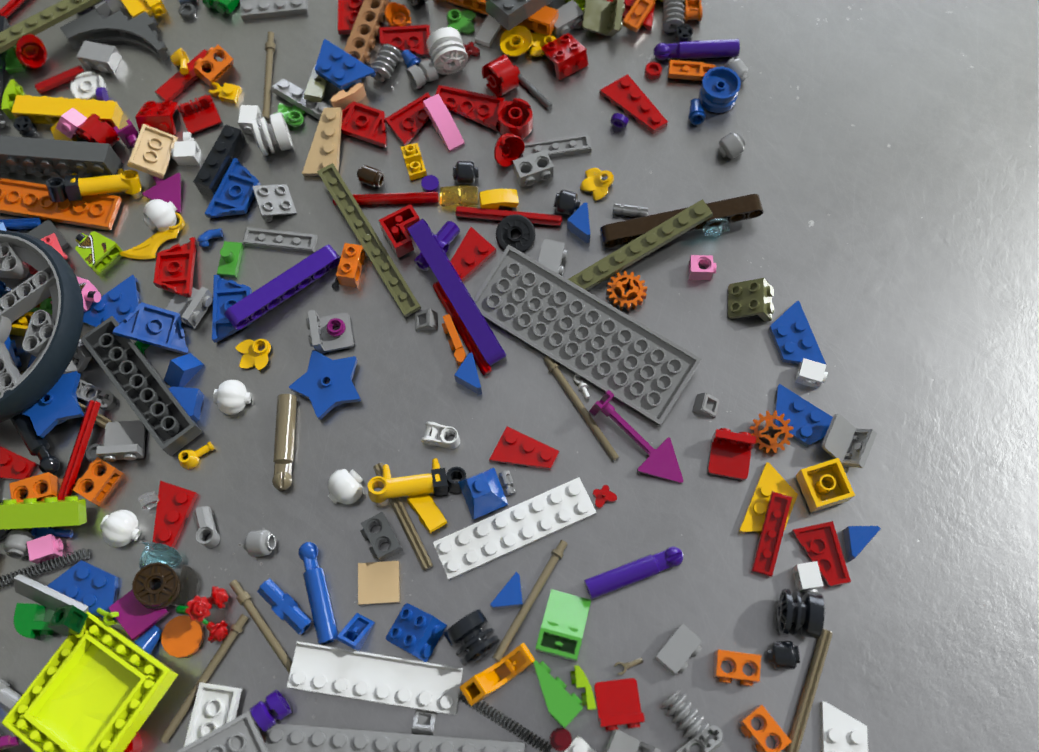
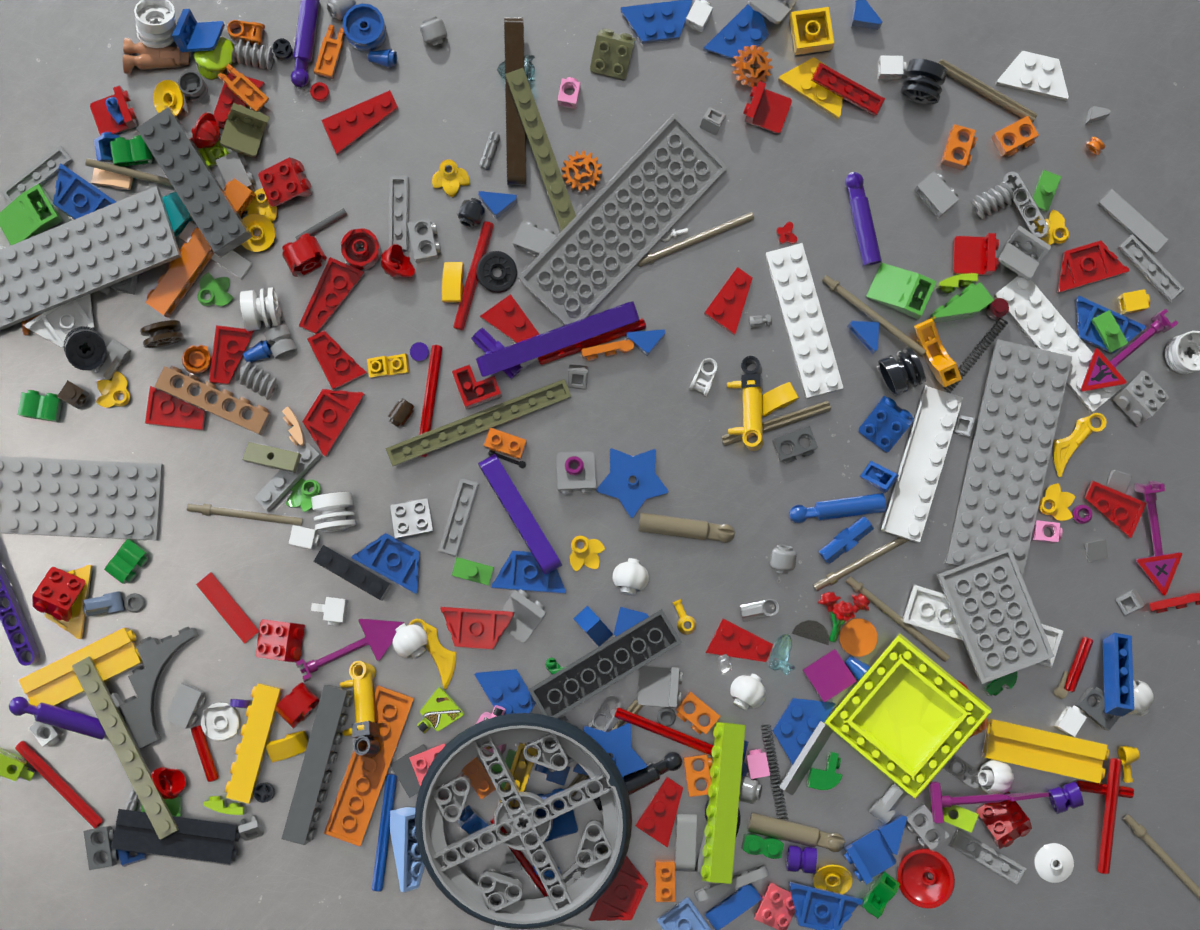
camera: 85 degrees left, 15 degrees up
(68, 620) = (838, 732): dark green brick -> none
(70, 122) = (280, 732): bright pink brick -> none
(108, 617) = (839, 700): lime hand -> none
(152, 151) = (329, 644): tan tile -> none
(152, 574) = (809, 666): dark brown wheel -> none
(154, 327) = (546, 648): blue wing -> none
(180, 58) = (204, 612): yellow bar -> none
(199, 114) = (284, 594): red hinge -> none
(209, 234) = (439, 592): blue arm -> none
(217, 68) = (229, 570): orange brick -> none
(227, 93) = (259, 561): yellow plate -> none
(263, 712) = (937, 558): dark purple wheel -> none
(326, 142) = (356, 457): tan wing -> none
(340, 67) = (261, 428): blue wing -> none
(345, 487) = (740, 473): white plant -> none
(378, 583) = (836, 452): tan tile -> none
(443, 122) = (349, 326): bright pink slope -> none
(458, 195) = (442, 323): clear yellow slope -> none
(465, 172) = (416, 312): black head -> none
(471, 49) = (254, 284): red piece -> none
(483, 493) = (769, 343): blue slope -> none
(619, 120) = (380, 140): dark purple tile -> none
(628, 665) = (942, 241): dark tan hand -> none
(661, 461) = (761, 172): magenta piece -> none
(784, 655) = (955, 104): black head -> none
(823, 546) = (869, 46): red wing -> none

